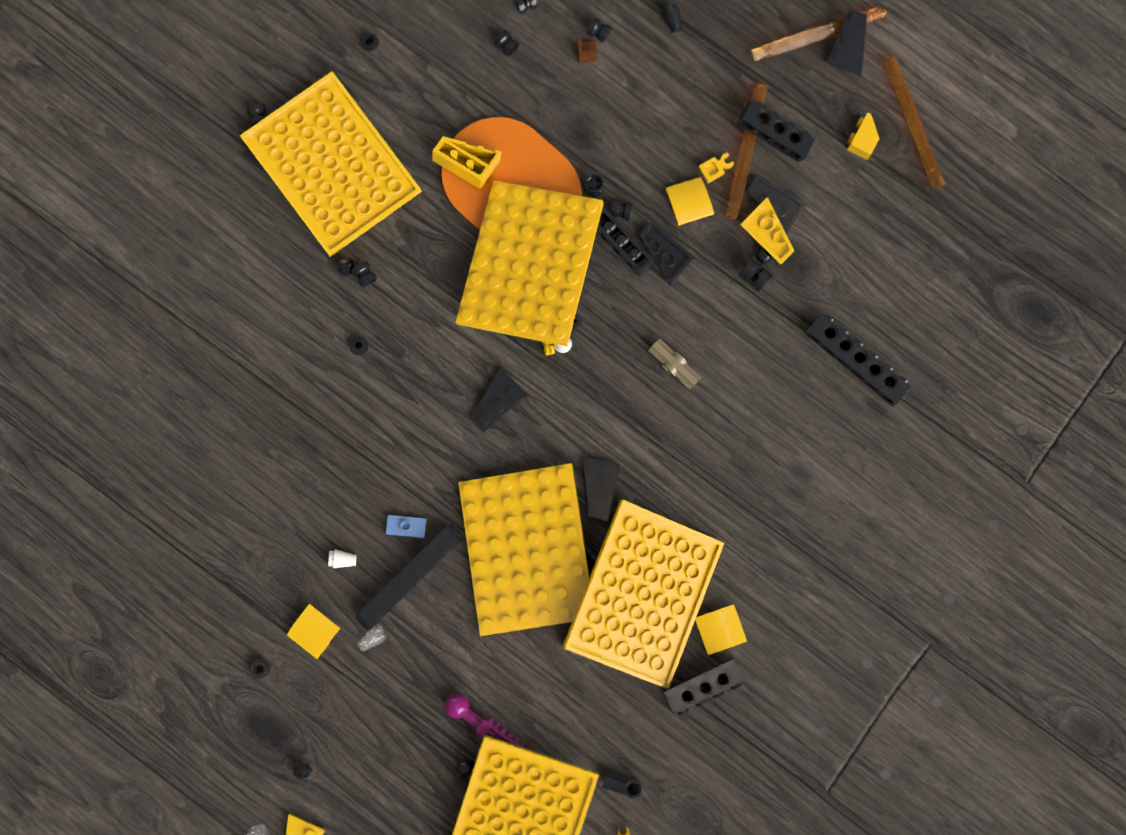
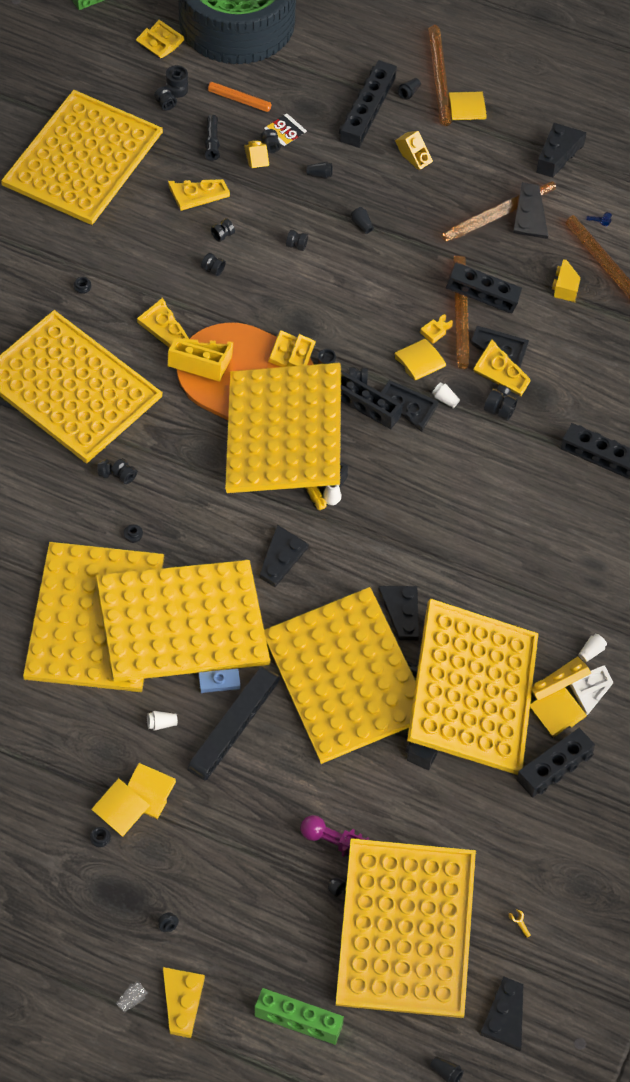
camera: 15 degrees left, 25 degrees down
(283, 645) = (120, 807): none -> yellow slope
(303, 430) = (68, 622): none -> yellow plate
(372, 638) = (210, 785): clear cone -> none
(383, 456) = (182, 620): none -> yellow plate
(440, 108) = (161, 323): none -> yellow wing
(561, 167) = (291, 350): none -> yellow slope
(586, 51) = (290, 259): reddish brown panel -> none
(620, 783) = (499, 868): black piece -> none
(674, 364) = (445, 492): dark tan piece -> none
(704, 249) = (445, 395): none -> white cone
(733, 598) = (566, 675): none -> yellow wing
(759, 611) = (592, 688): none -> white wing
(772, 569) = (593, 647): none -> white cone
(926, 66) = (604, 220): none -> clear blue hand

